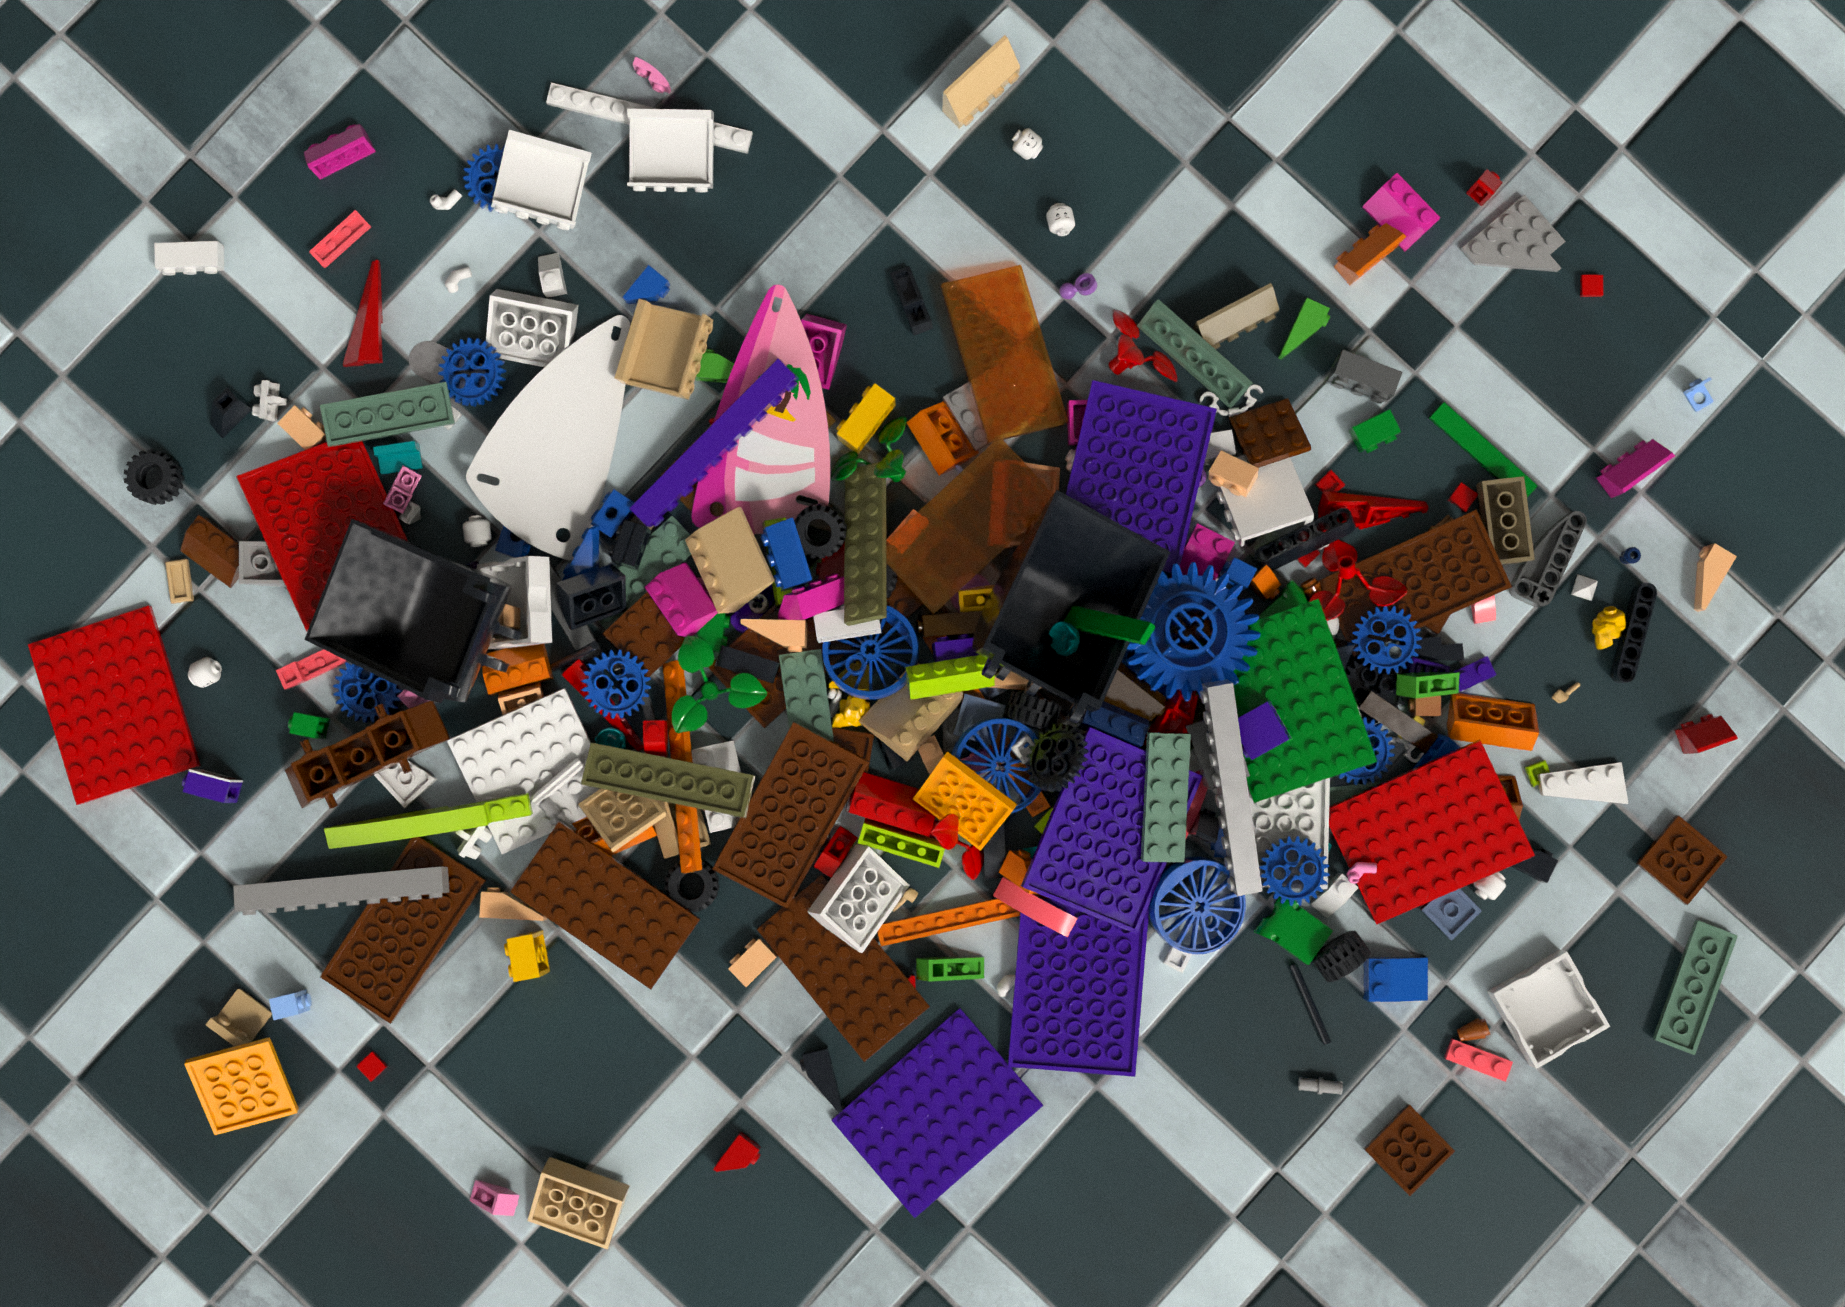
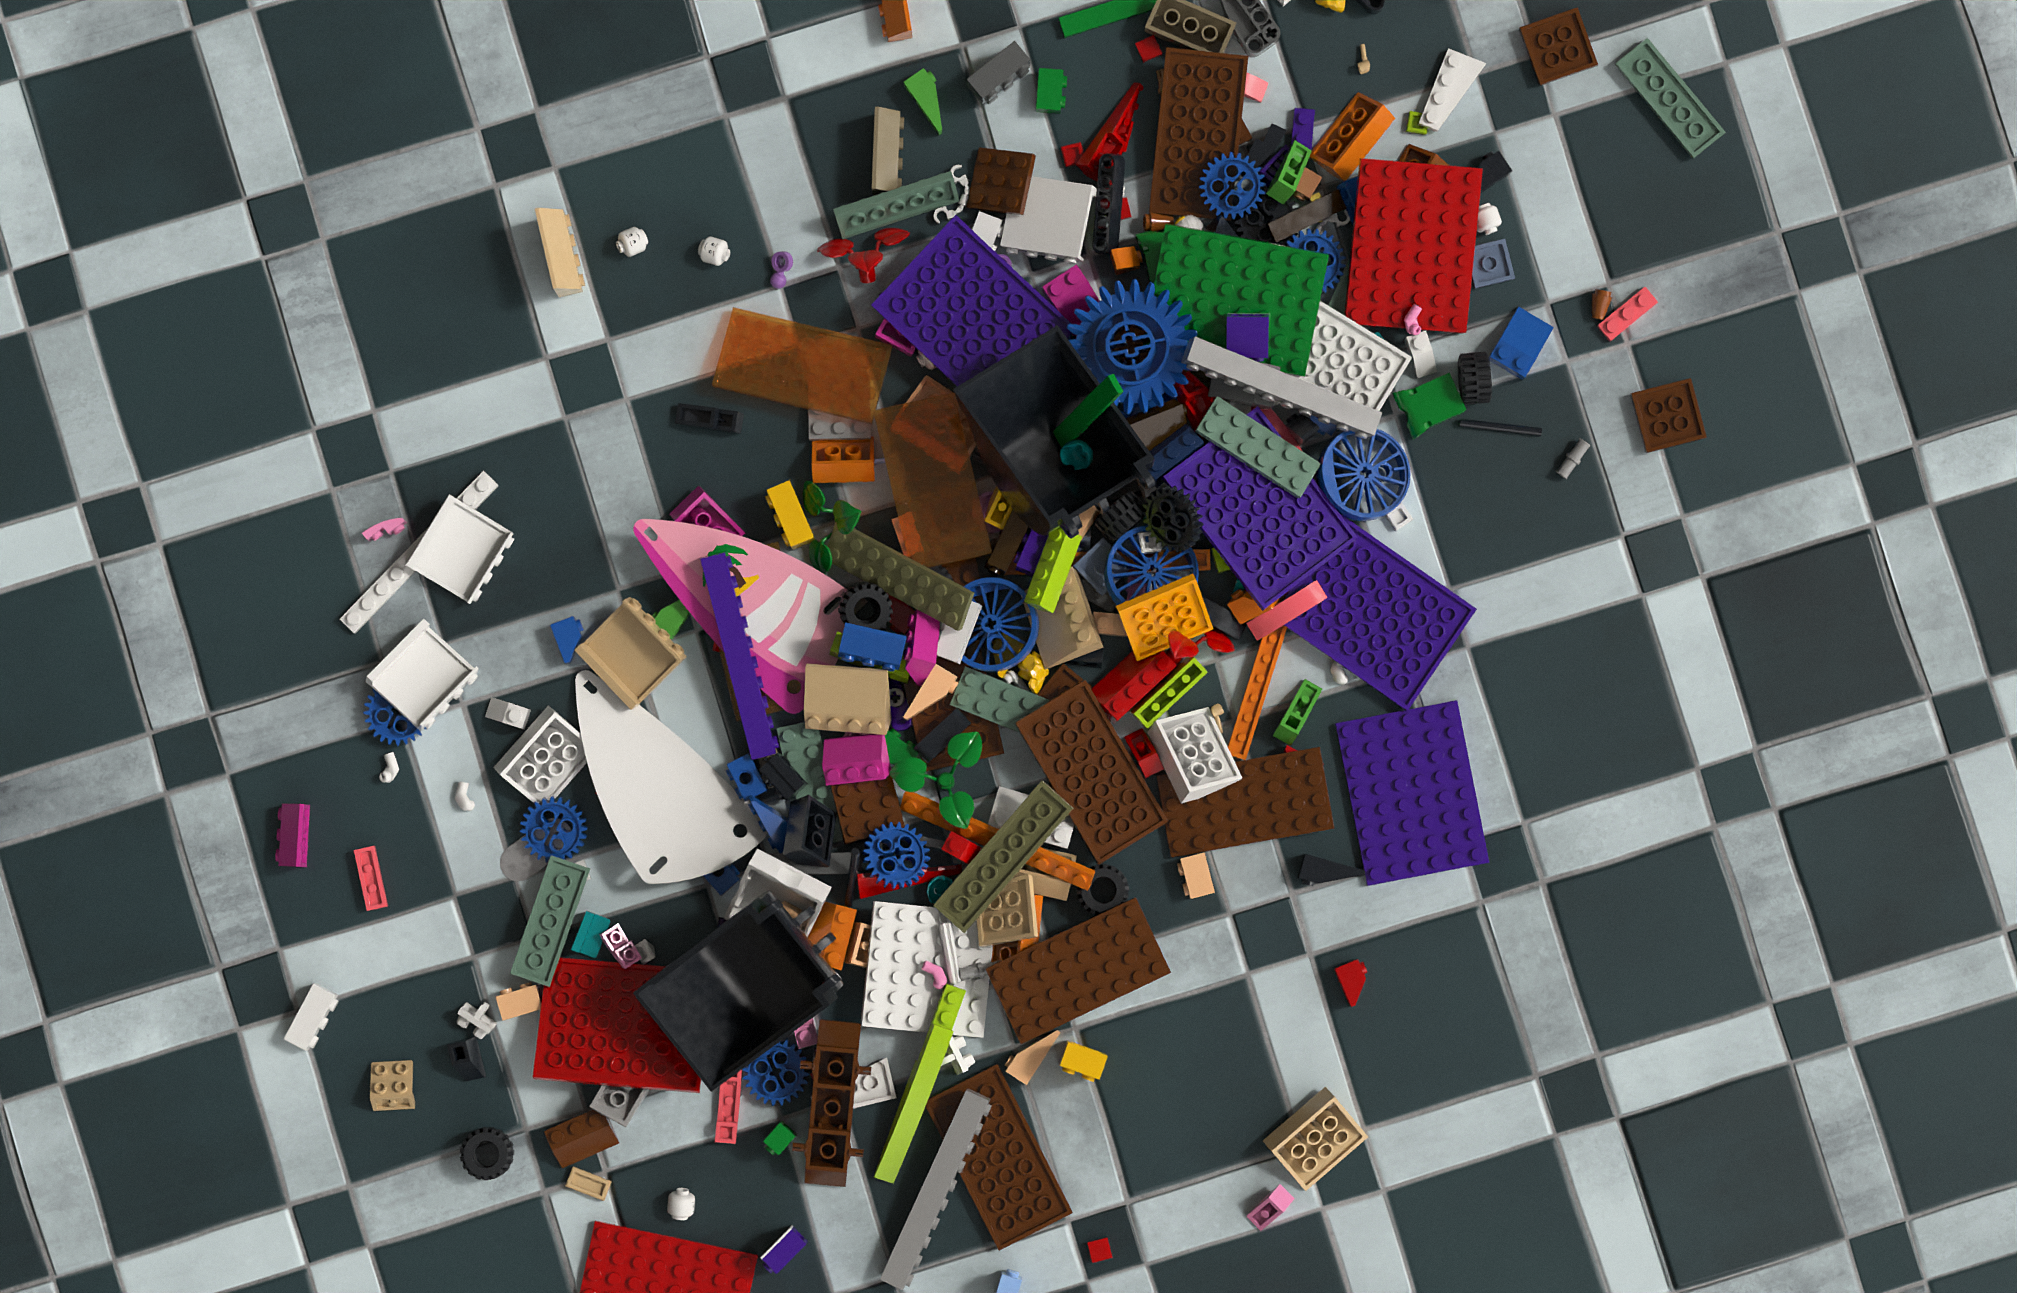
camera: 60 degrees left, 0 degrees up
(169, 360) = (392, 1085): none -> tan bracket
(366, 337) = (467, 902): red wedge -> none
(477, 531) = (694, 902): white head -> none
(532, 782) = (937, 972): none -> bright pink arm
(1233, 474) = (1018, 232): light nougat brick -> none
(1238, 572) = (1104, 276): blue brick -> none
(1310, 883) = (1398, 368): blue gear -> none
(1342, 557) = (1141, 182): red plant -> none
(1548, 1008) = (1617, 231): white tile -> none

